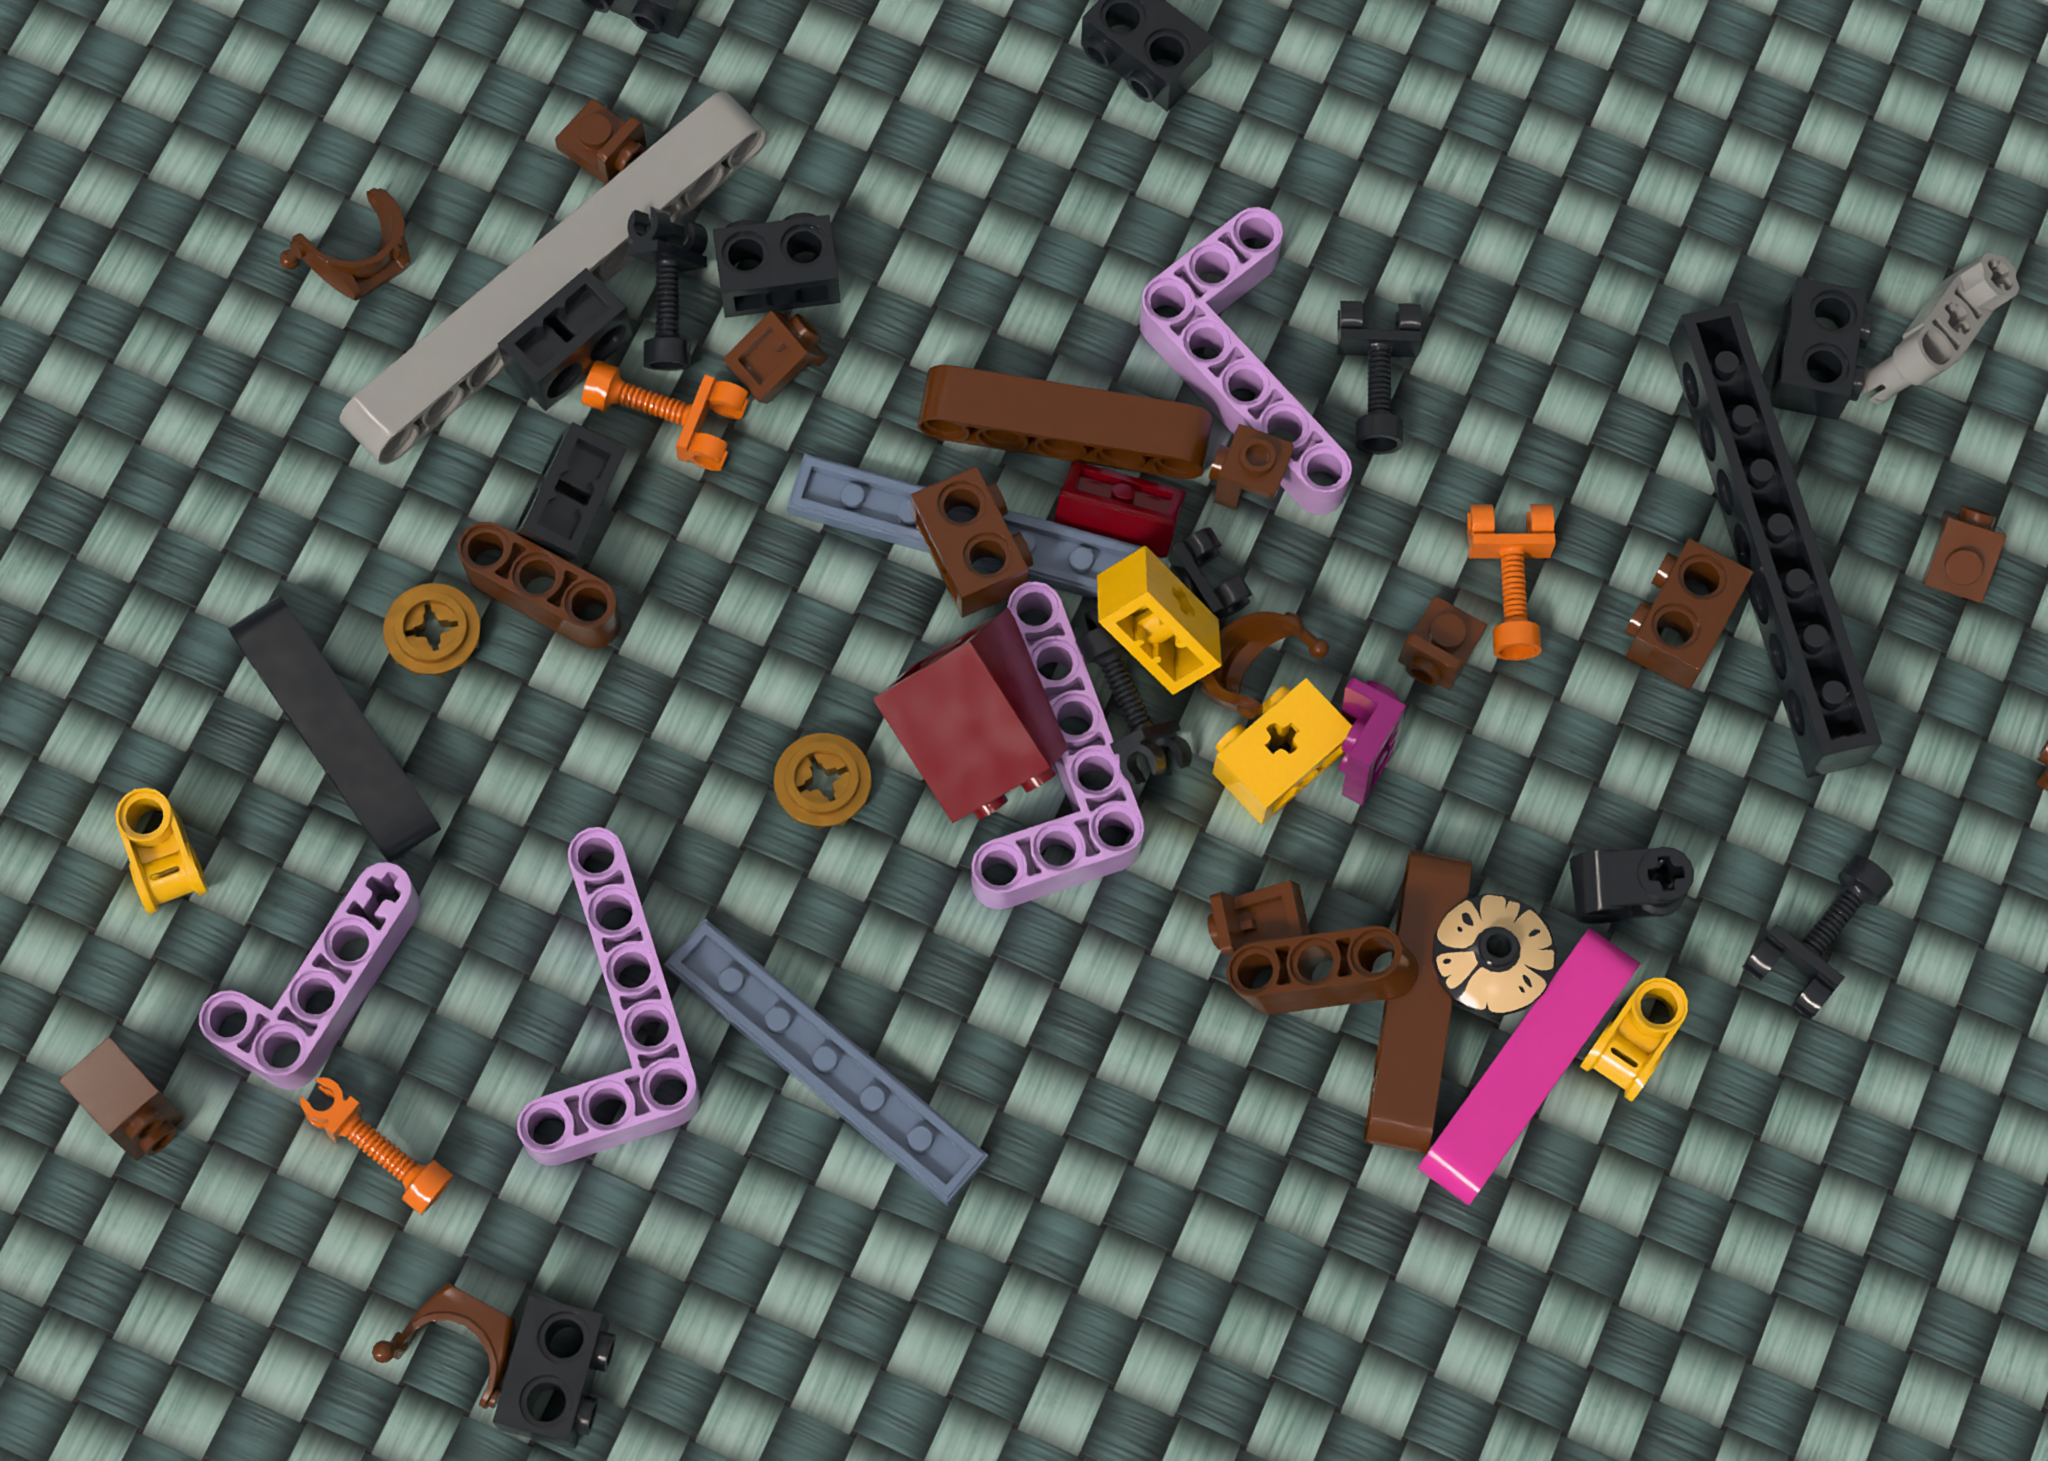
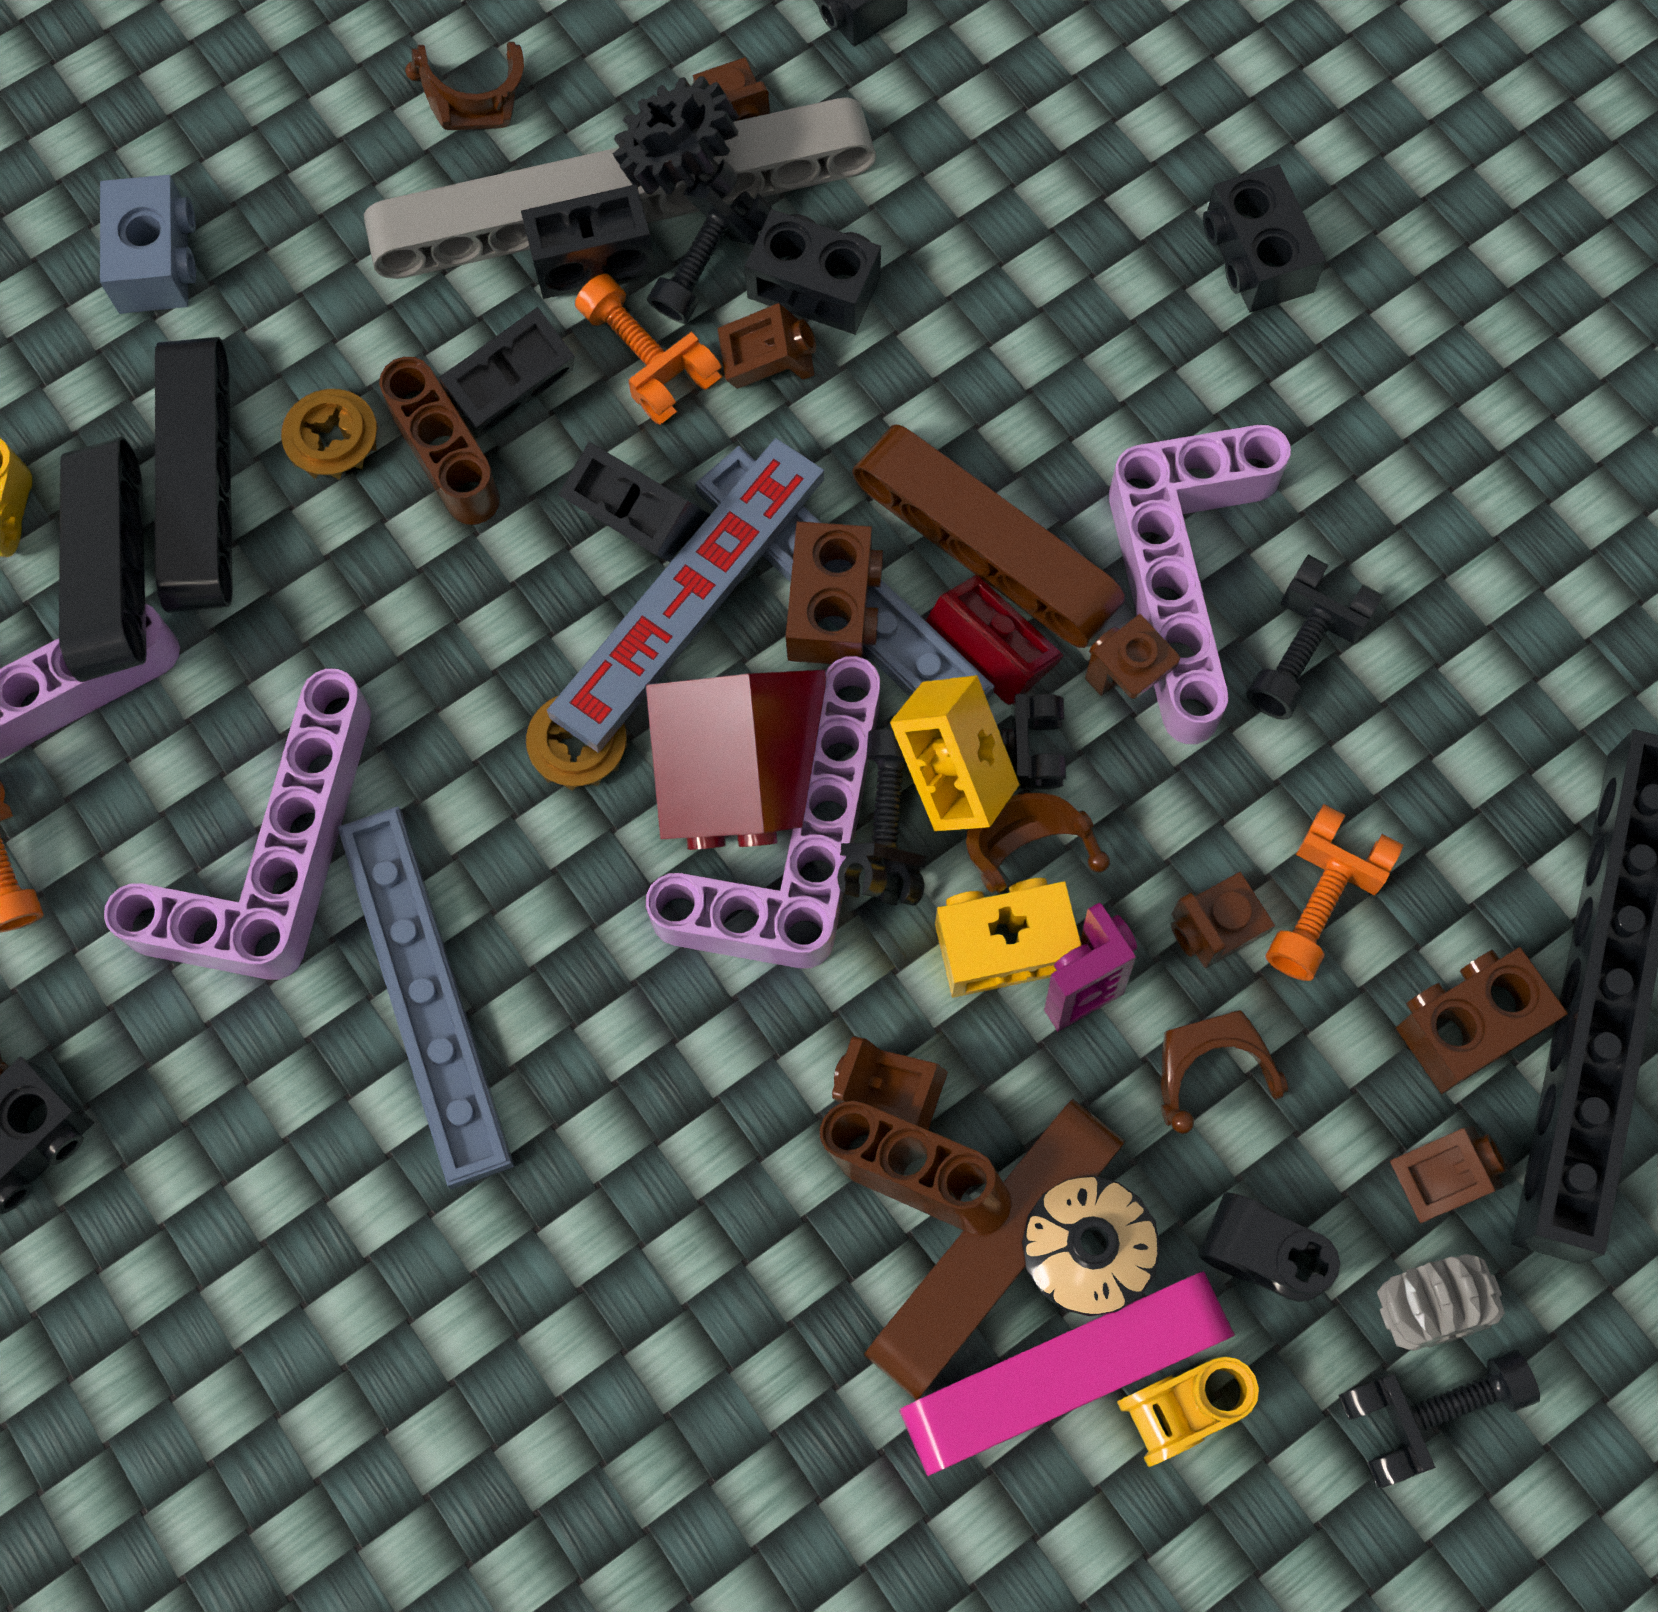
camera: 35 degrees right, 0 degrees up
(132, 516) = (145, 244): none -> sand blue brick
(318, 843) = (101, 560): none -> black beam
(597, 206) = (676, 135): none -> black gear
(754, 551) = (632, 503): none -> black brick
(845, 606) = (685, 595): none -> sand blue tile
(1473, 760) = (1188, 1042): none -> reddish brown helmet
(1731, 747) = (1450, 1172): none -> reddish brown bracket
(1780, 849) = (1440, 1302): none -> light grey gear

